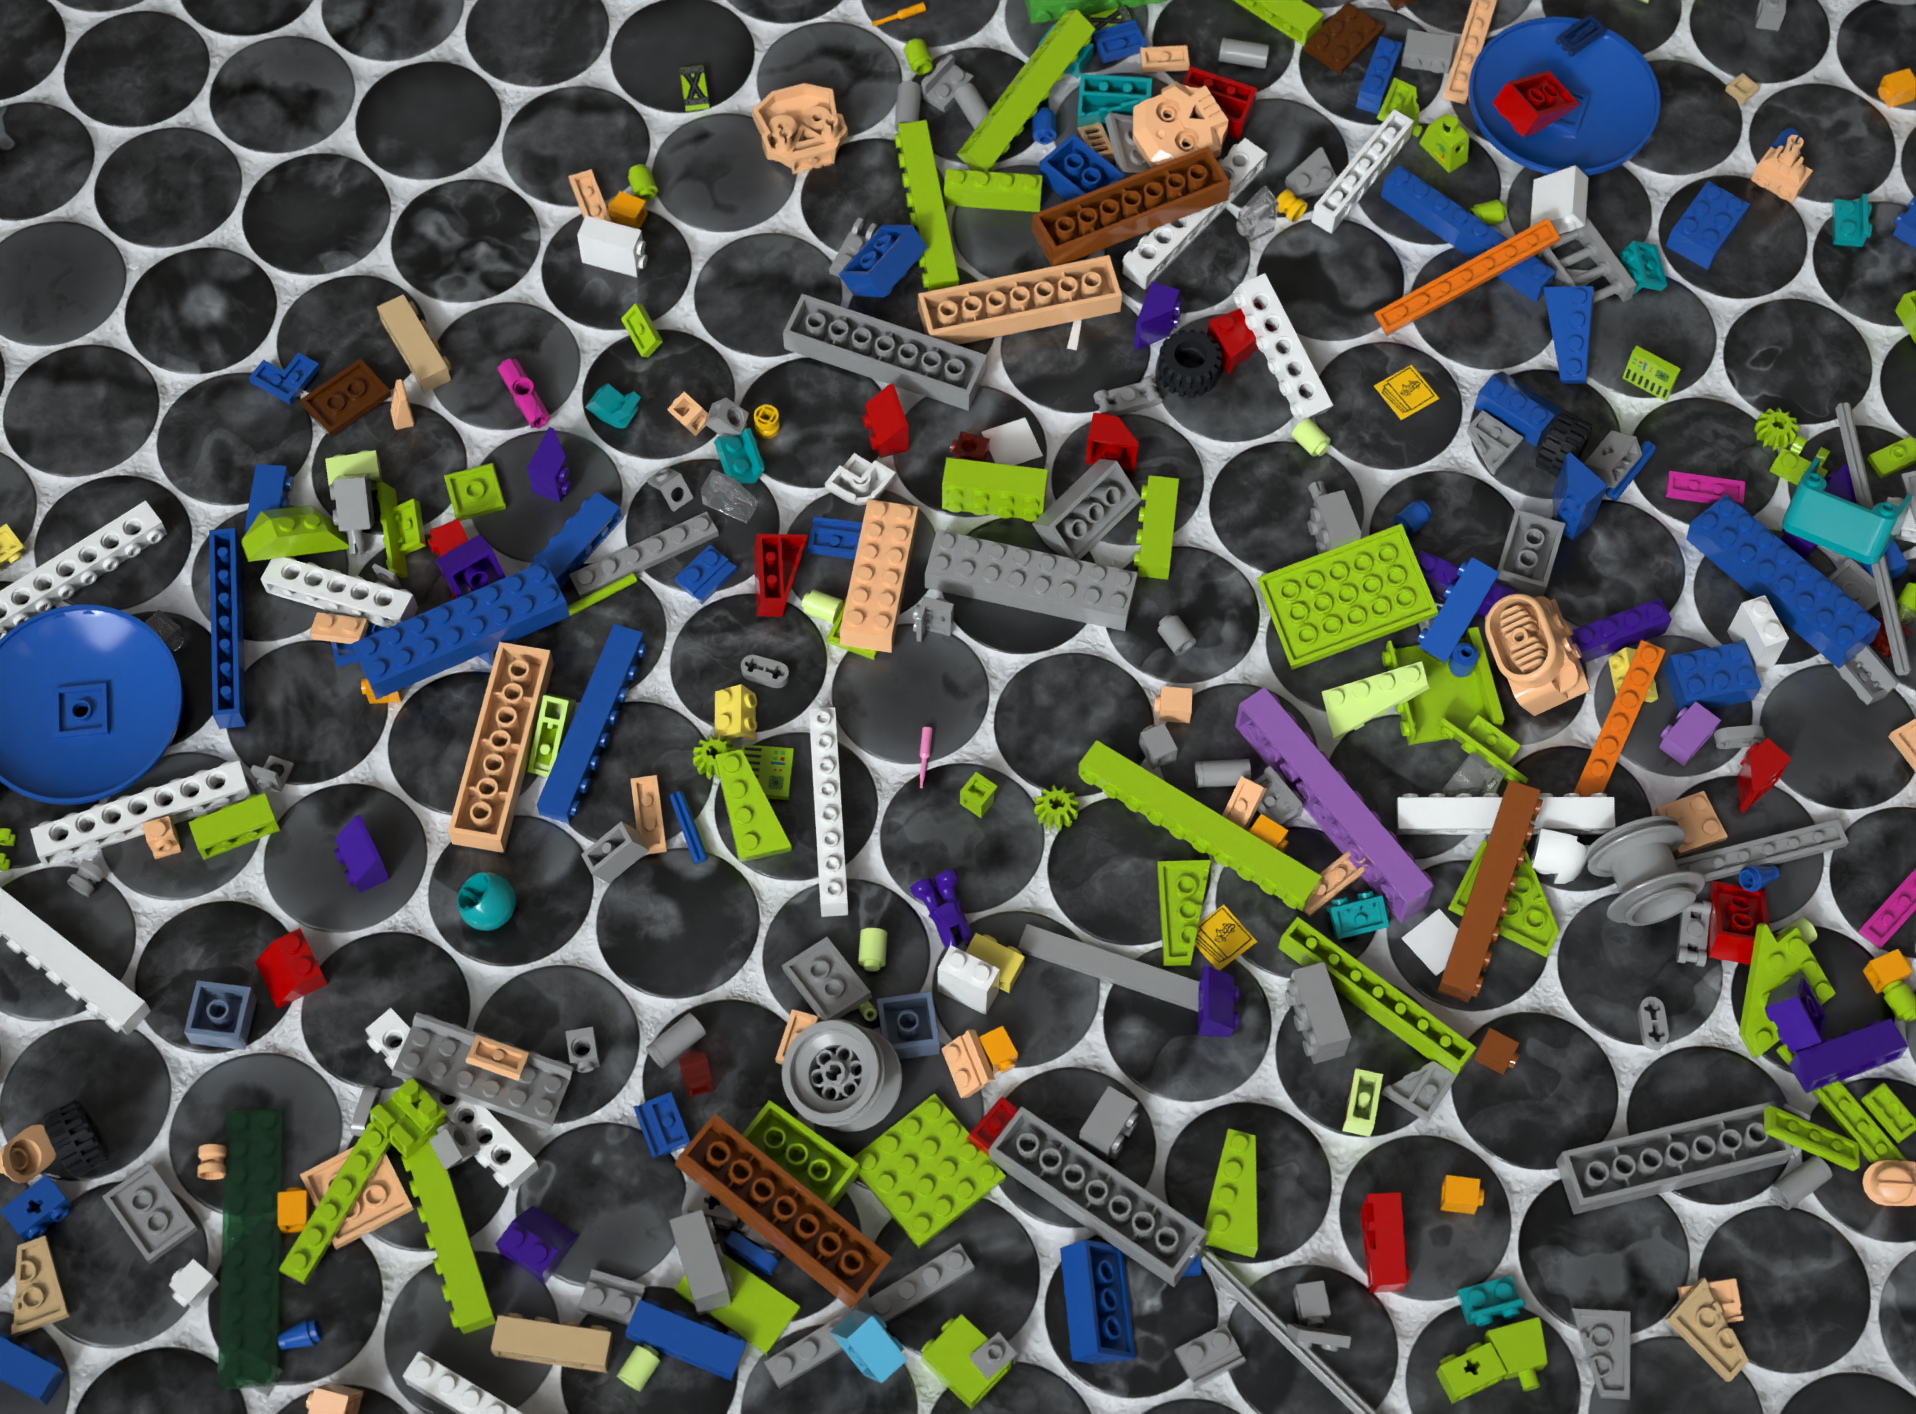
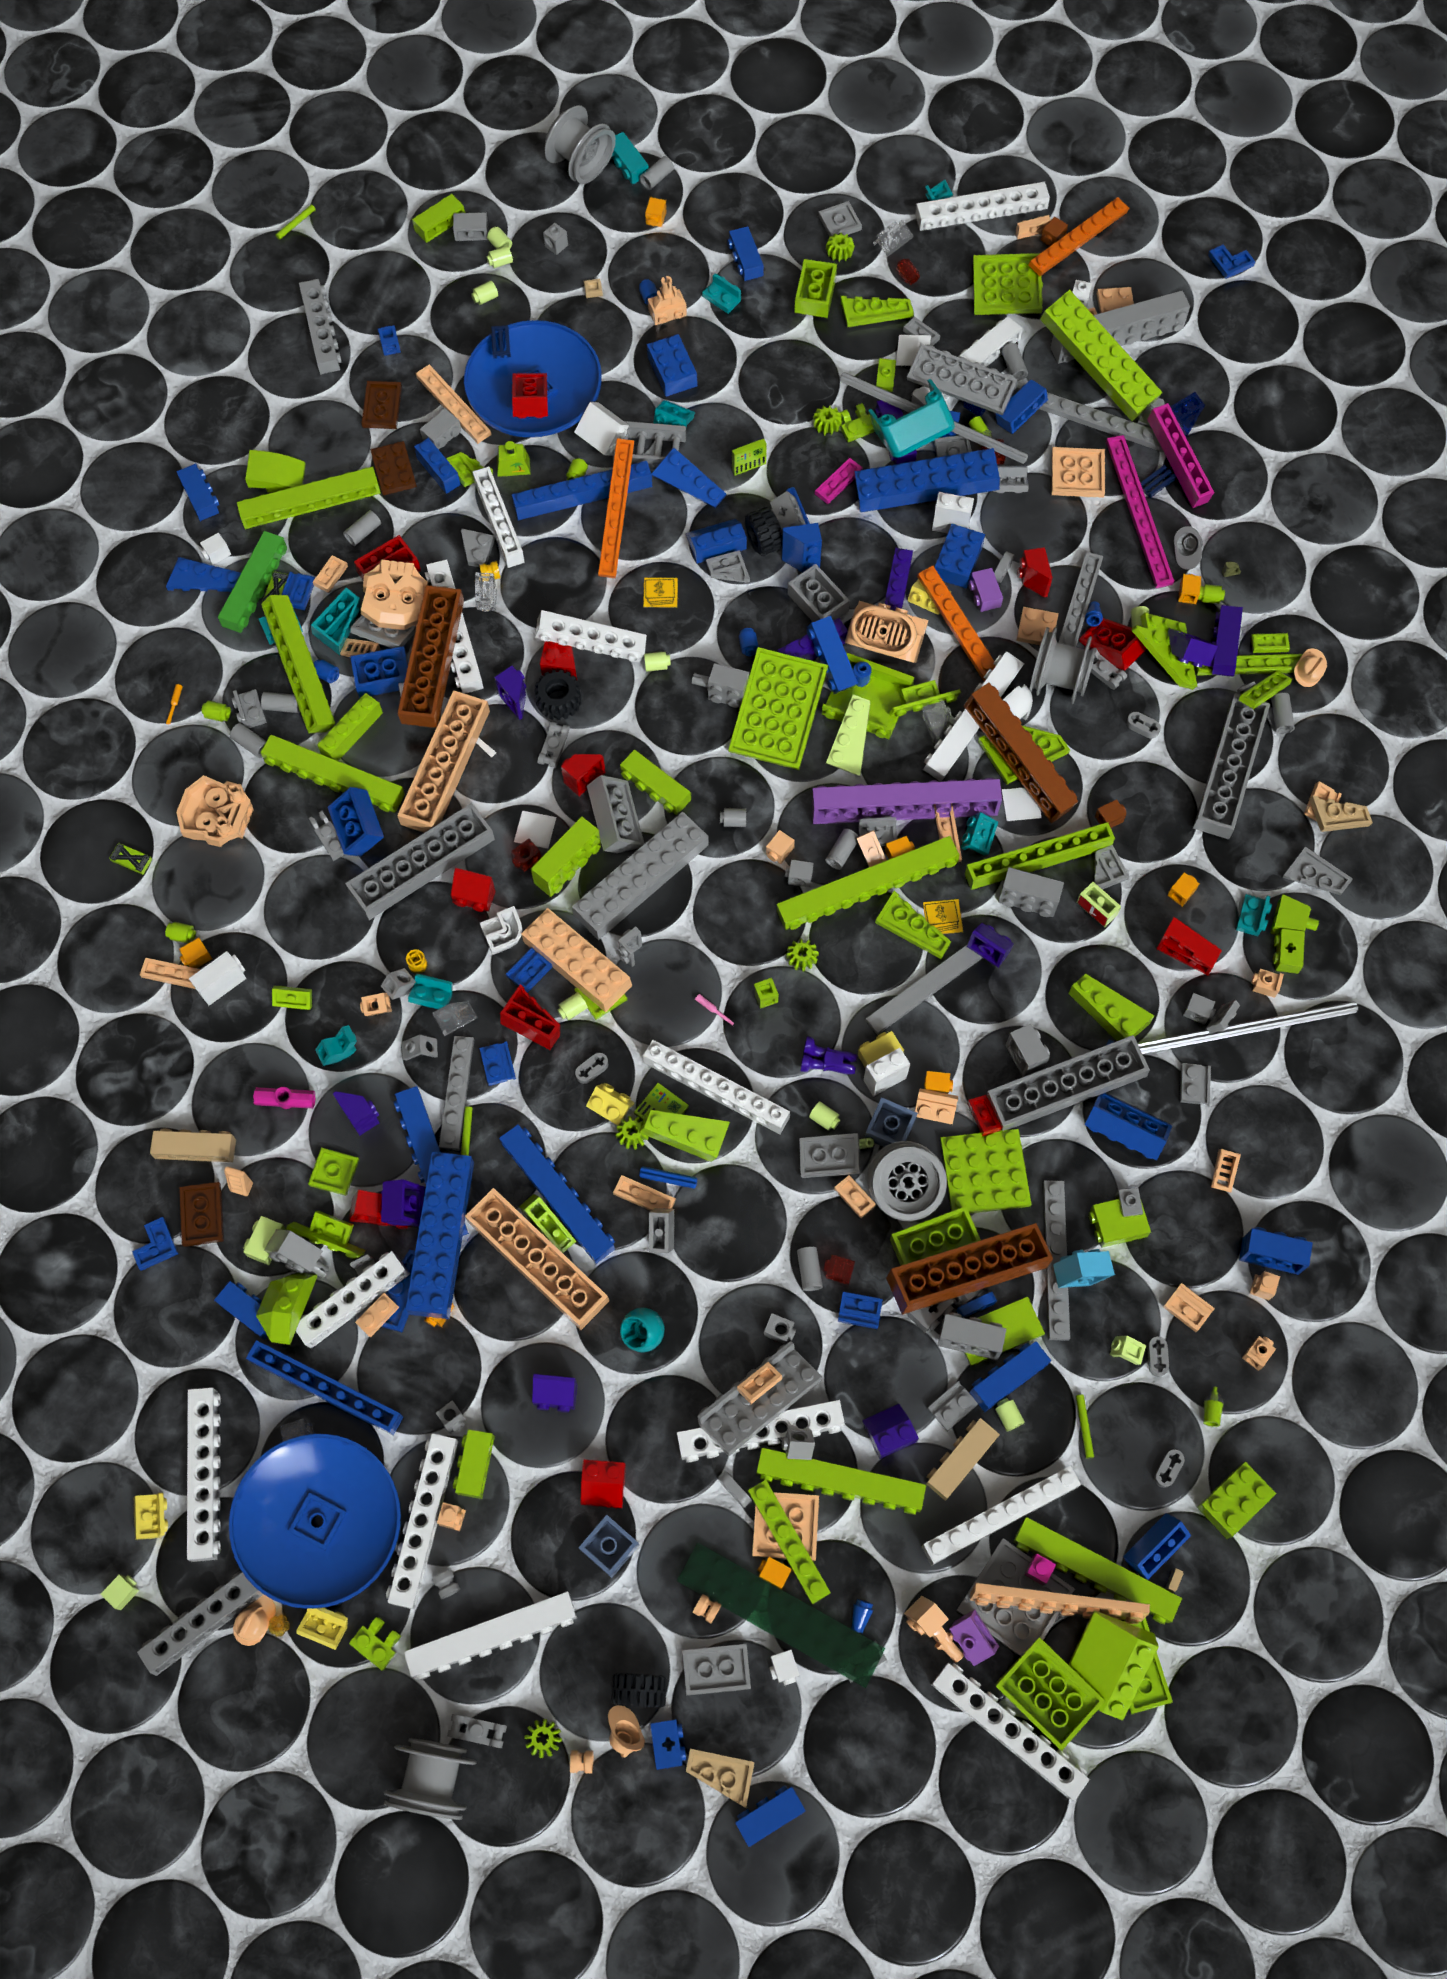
camera: 55 degrees left, 5 degrees up
(408, 1117) = (765, 1459): lime hips -> none
(1405, 1377) = (1267, 988): none -> light nougat brick

